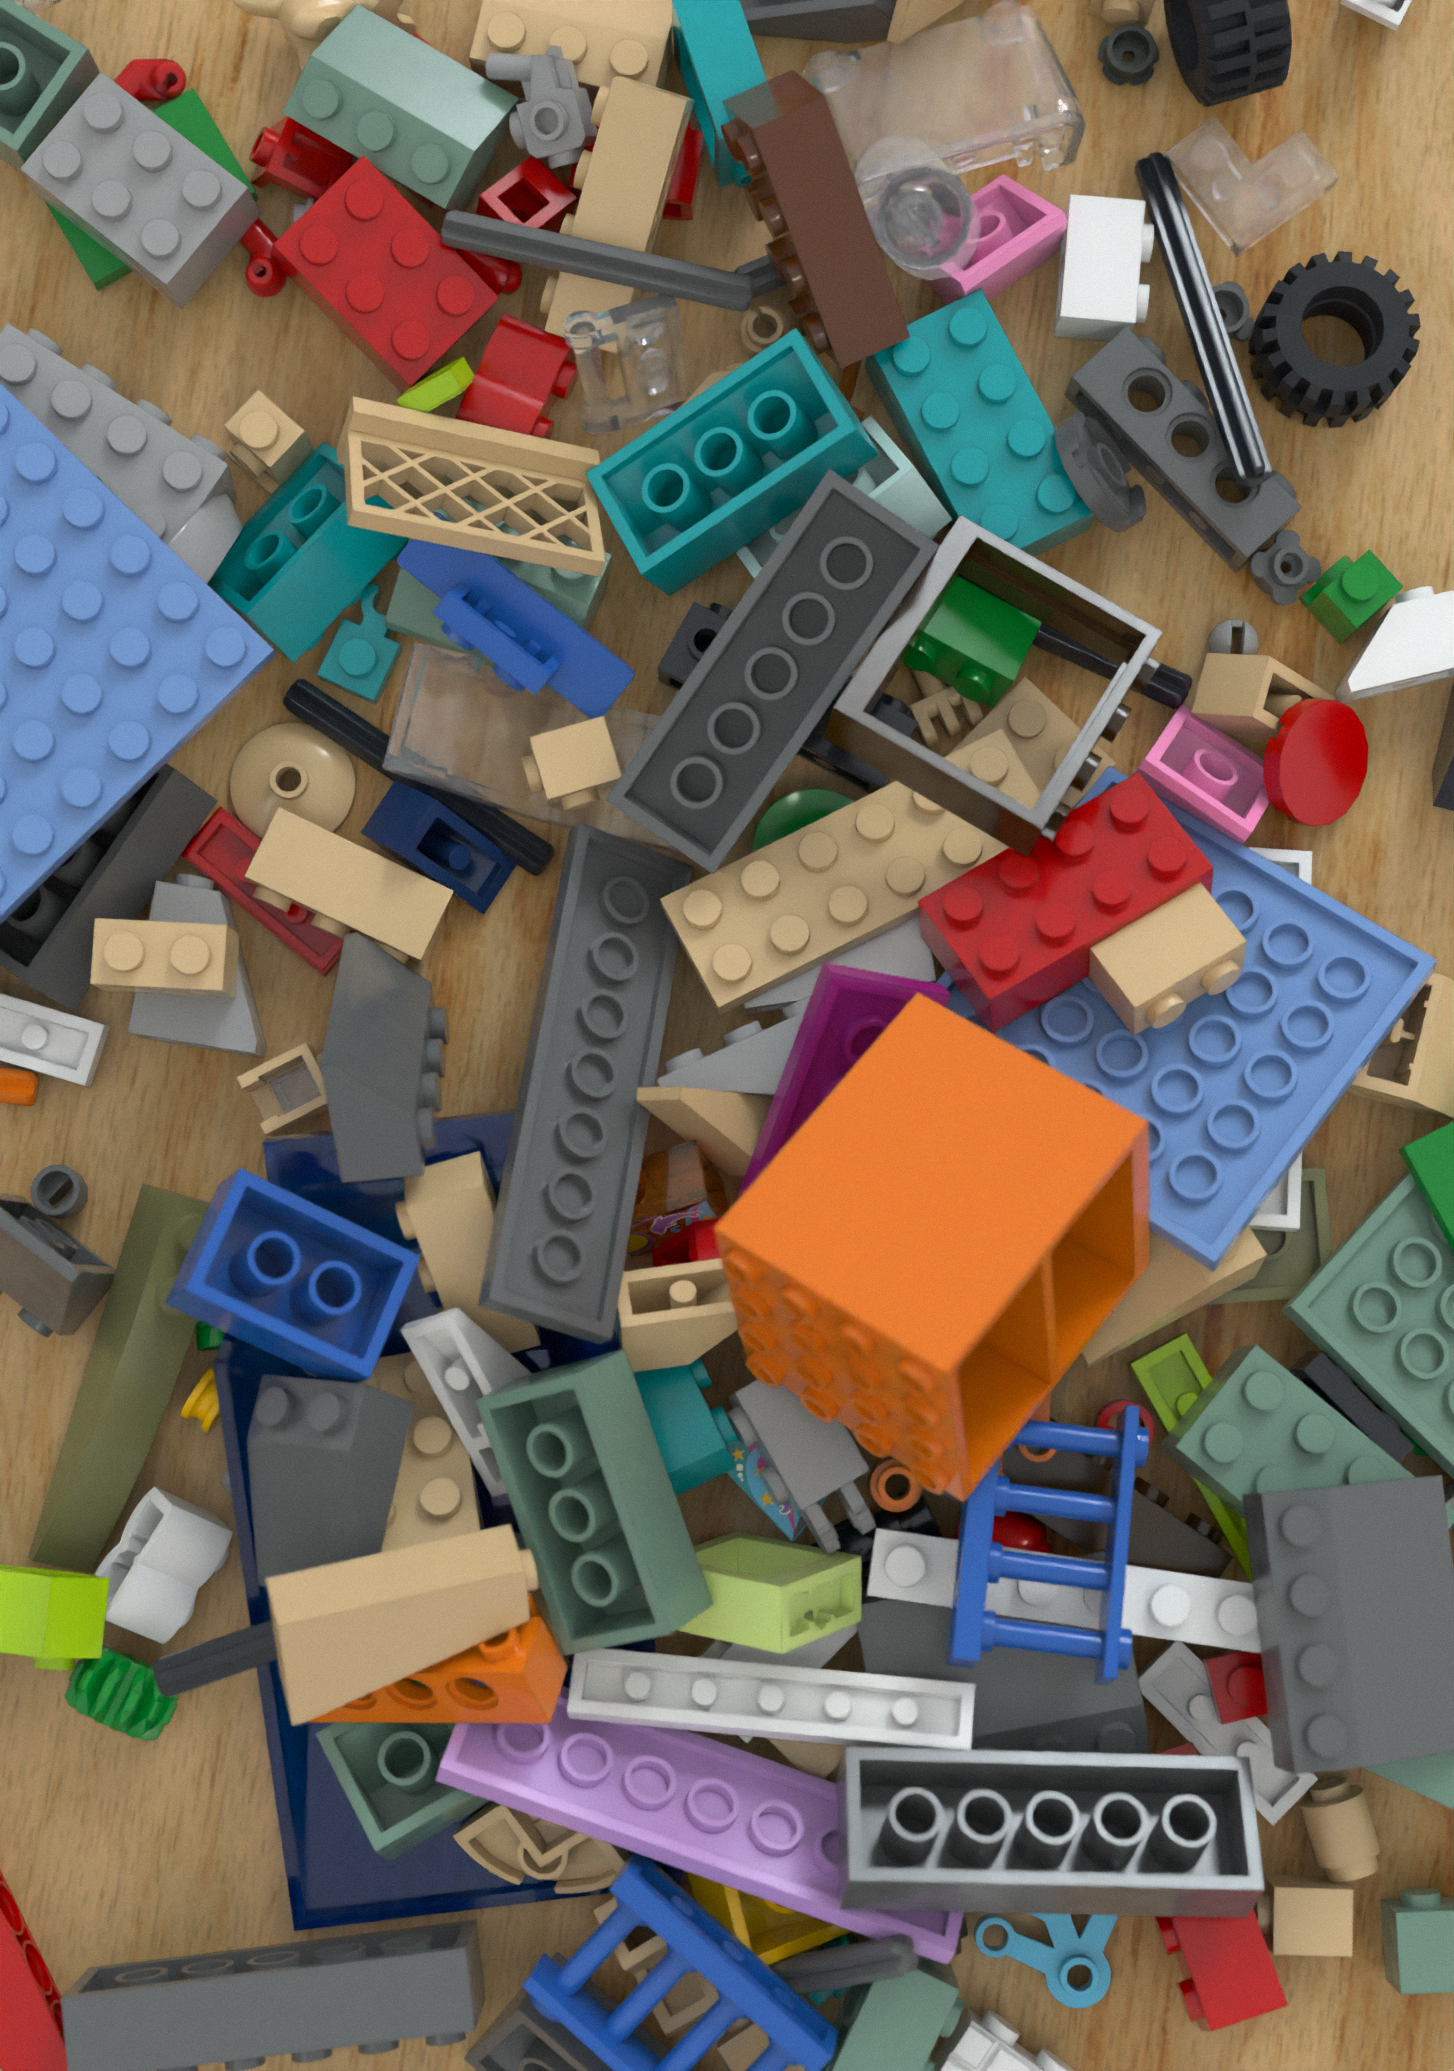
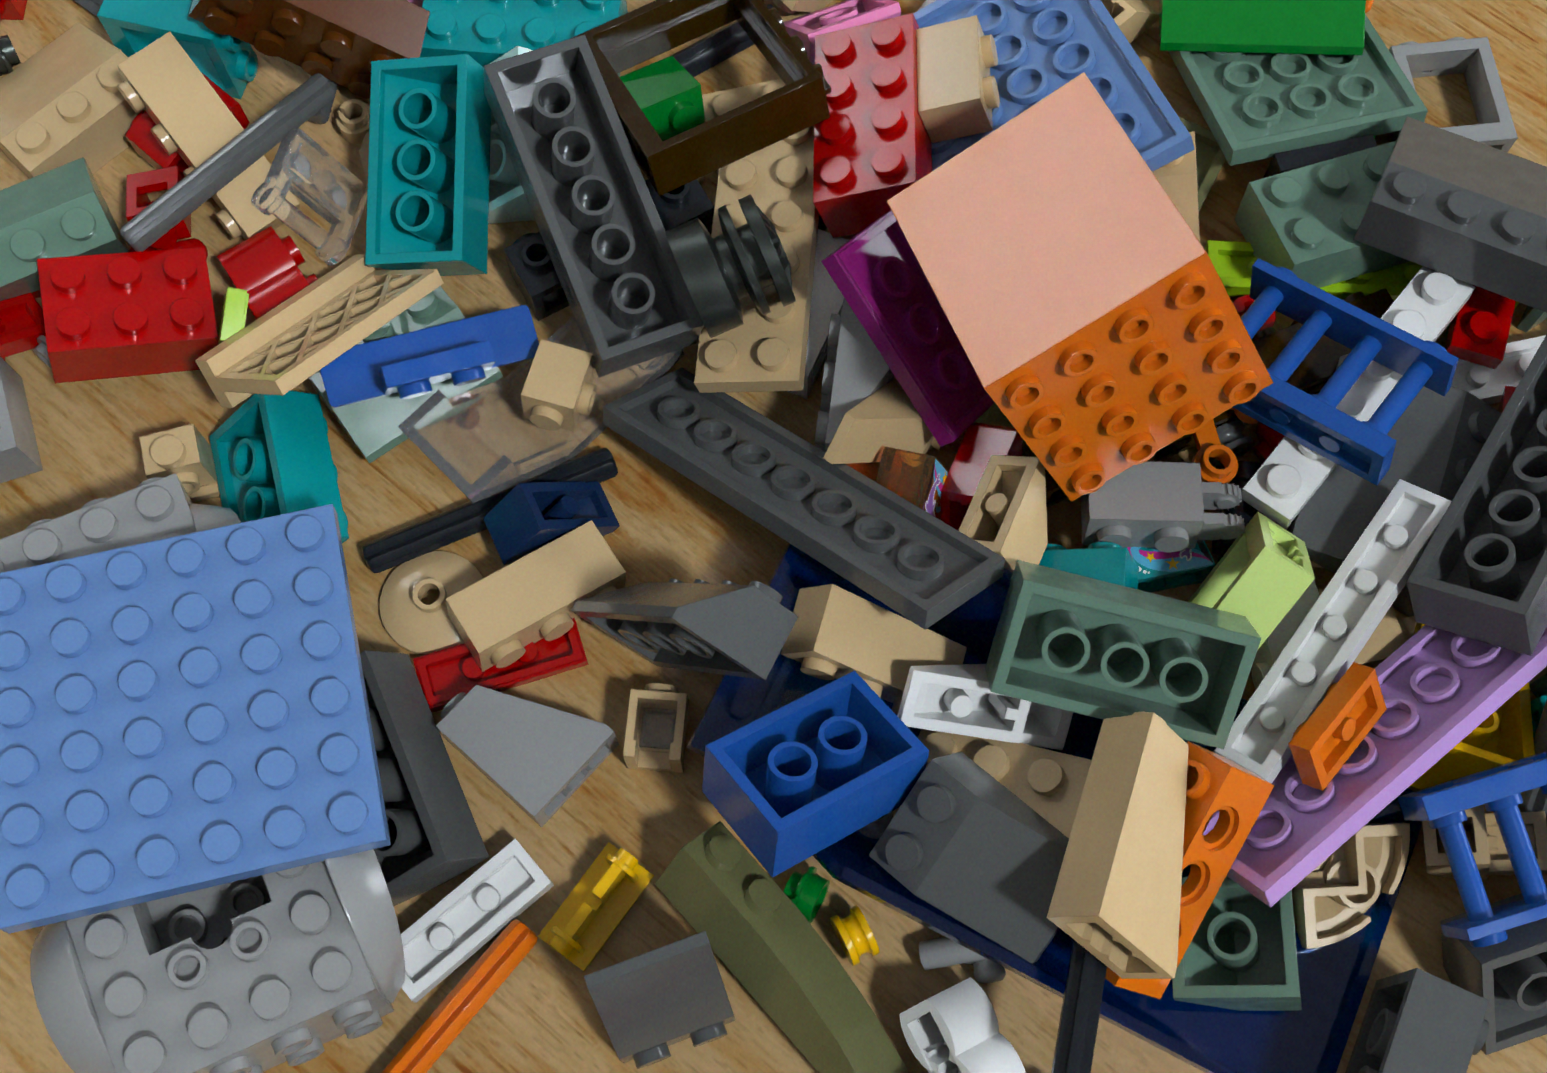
camera: 55 degrees left, 15 degrees down
(52, 1185) = (608, 951): dark grey hinge -> none
(93, 1139) = (596, 906): none -> yellow hinge
(165, 958) = (500, 742): tan brick -> none
(262, 273) = (60, 398): red arm -> none
(362, 654) = (376, 496): teal plate -> none
(556, 111) = (109, 137): light grey piece -> none
(660, 1753) = (1337, 726): none -> orange plate
(779, 865) = (731, 266): none -> pearl dark grey wheel

